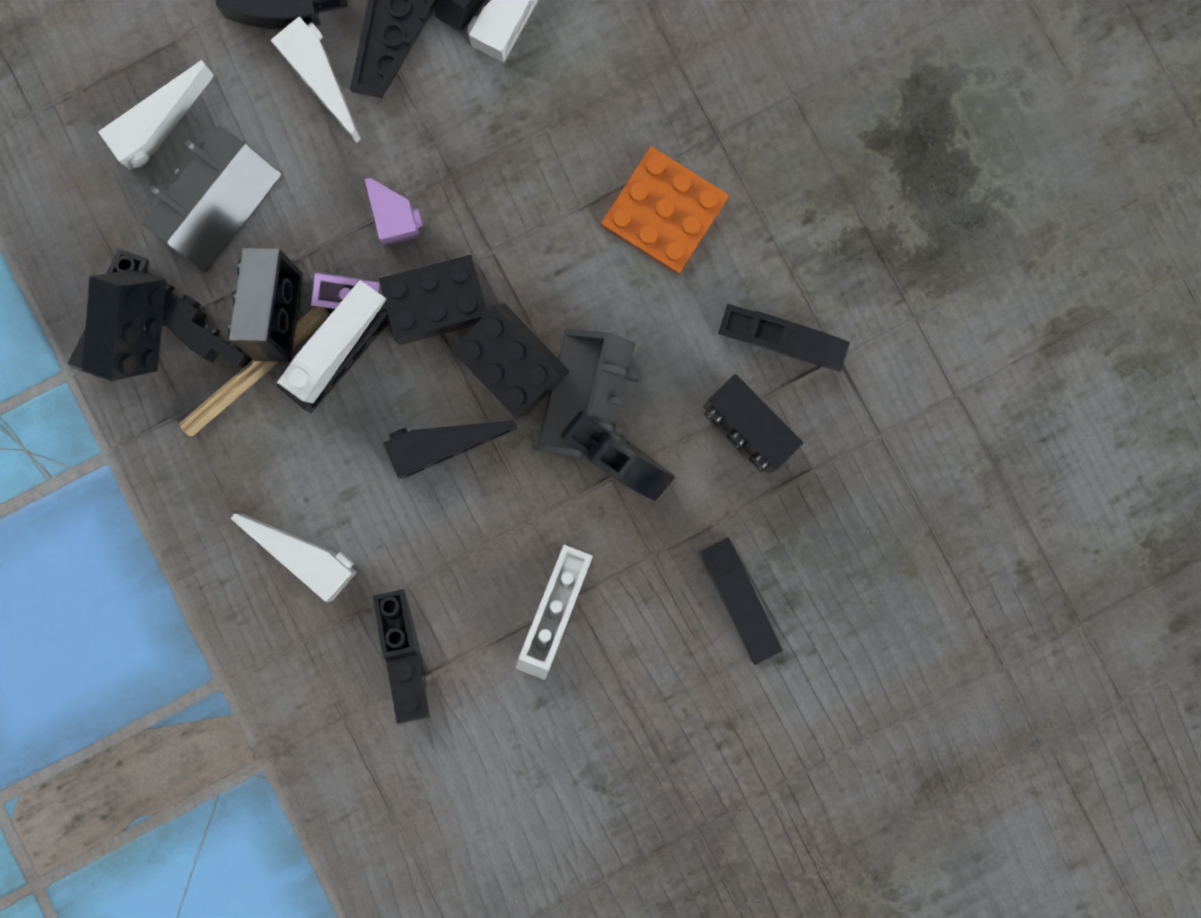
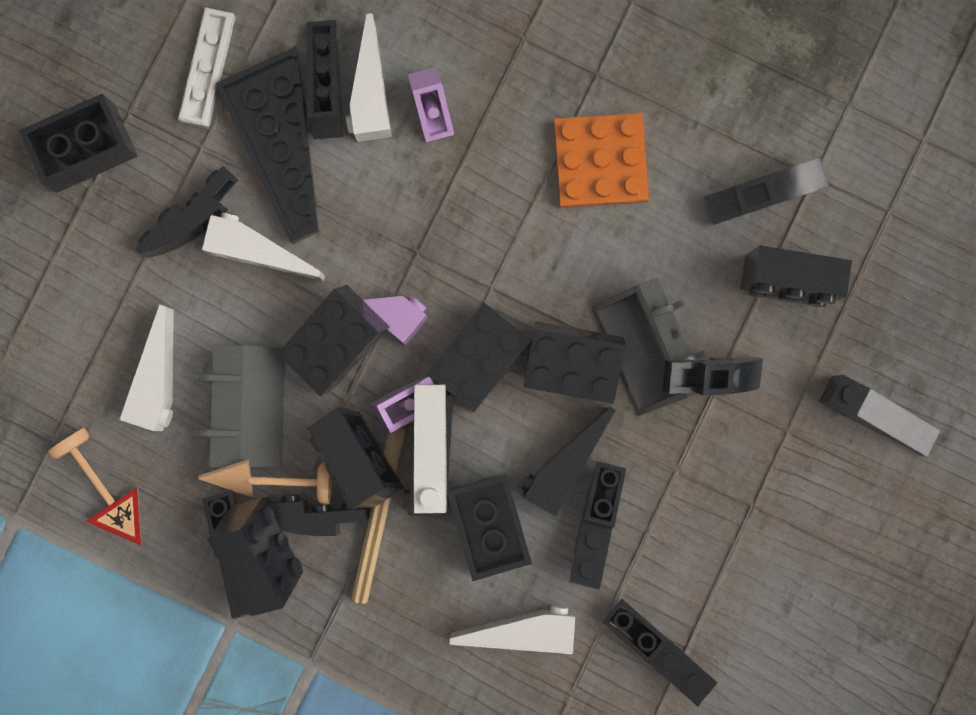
camera: 40 degrees left, 0 degrees up
(42, 214) = (121, 516): none -> light nougat piece
(159, 252) = (239, 479): none -> light nougat piece
(322, 194) = (333, 340): none -> black brick
(337, 445) = (489, 526): none -> black brick
(429, 512) = (597, 525): none -> black slope
(554, 57) = (431, 104): none -> lavender slope
(554, 612) = (750, 531): white slope -> none

